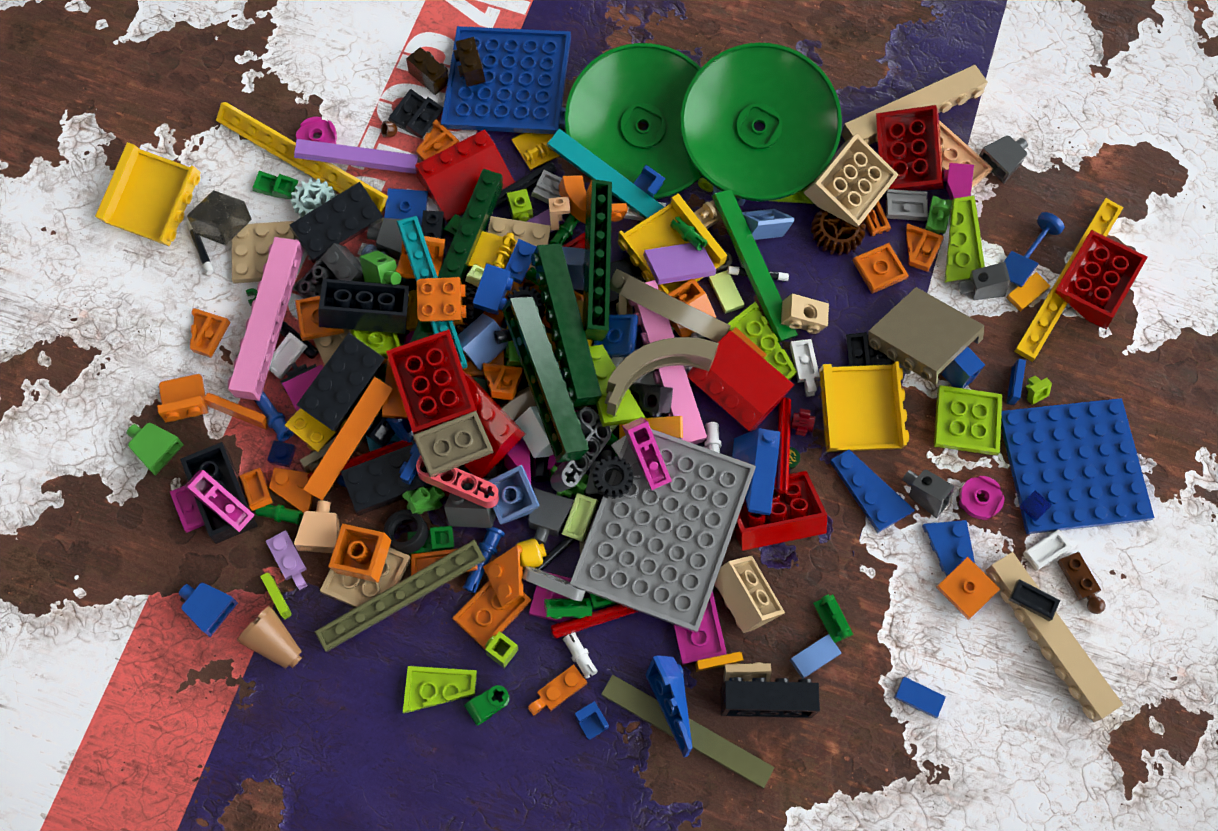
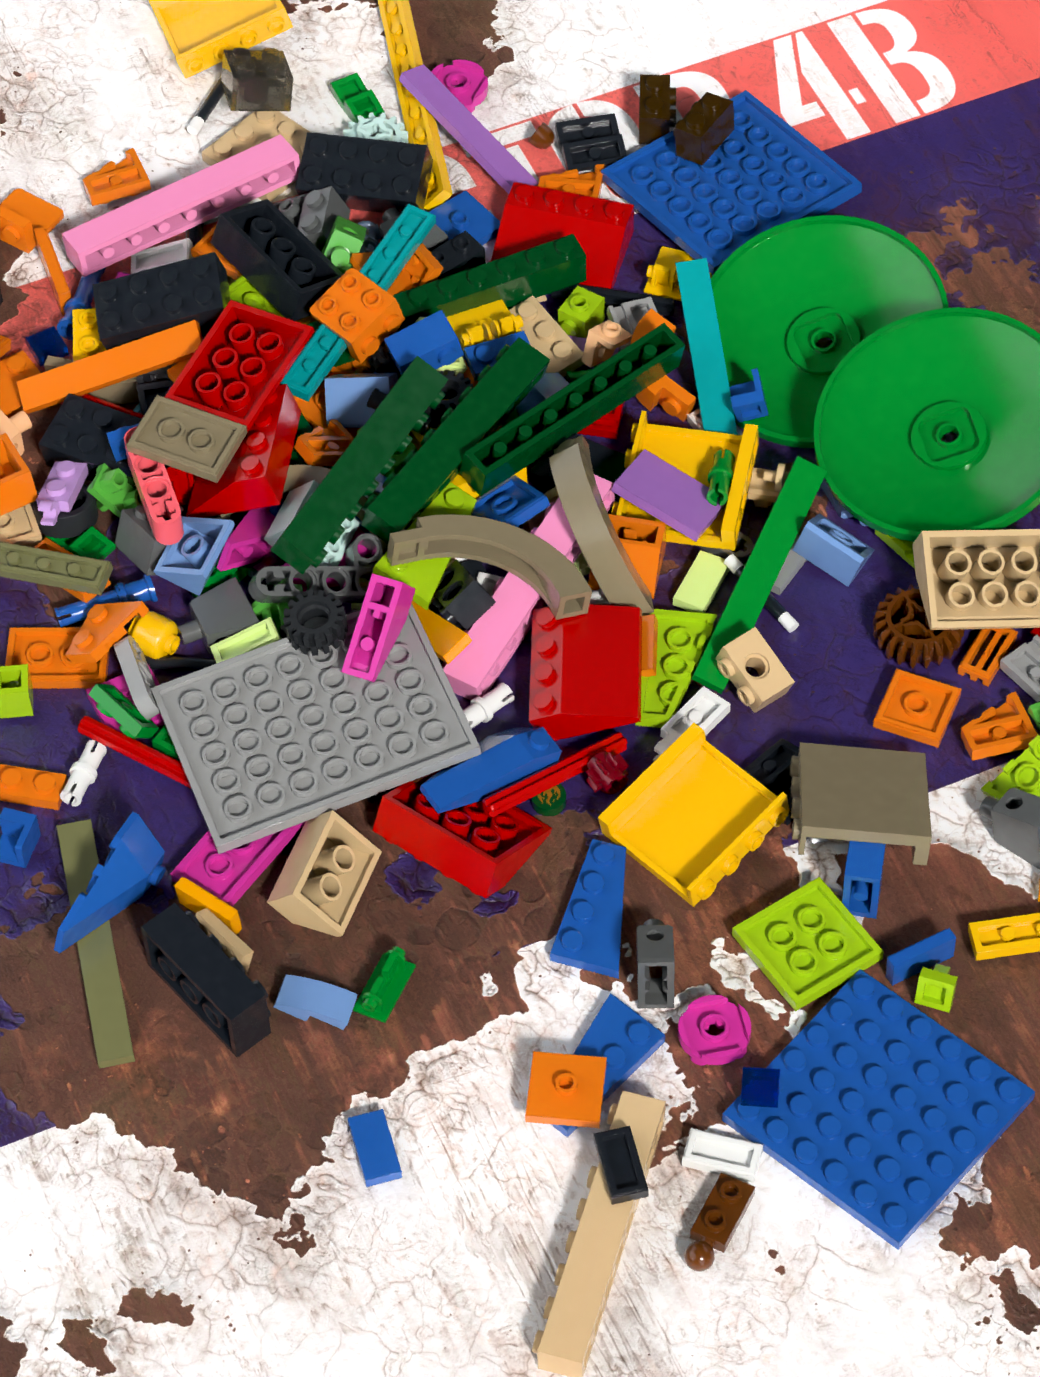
camera: 55 degrees right, 15 degrees down
(397, 525) = (61, 490): none -> lavender plate

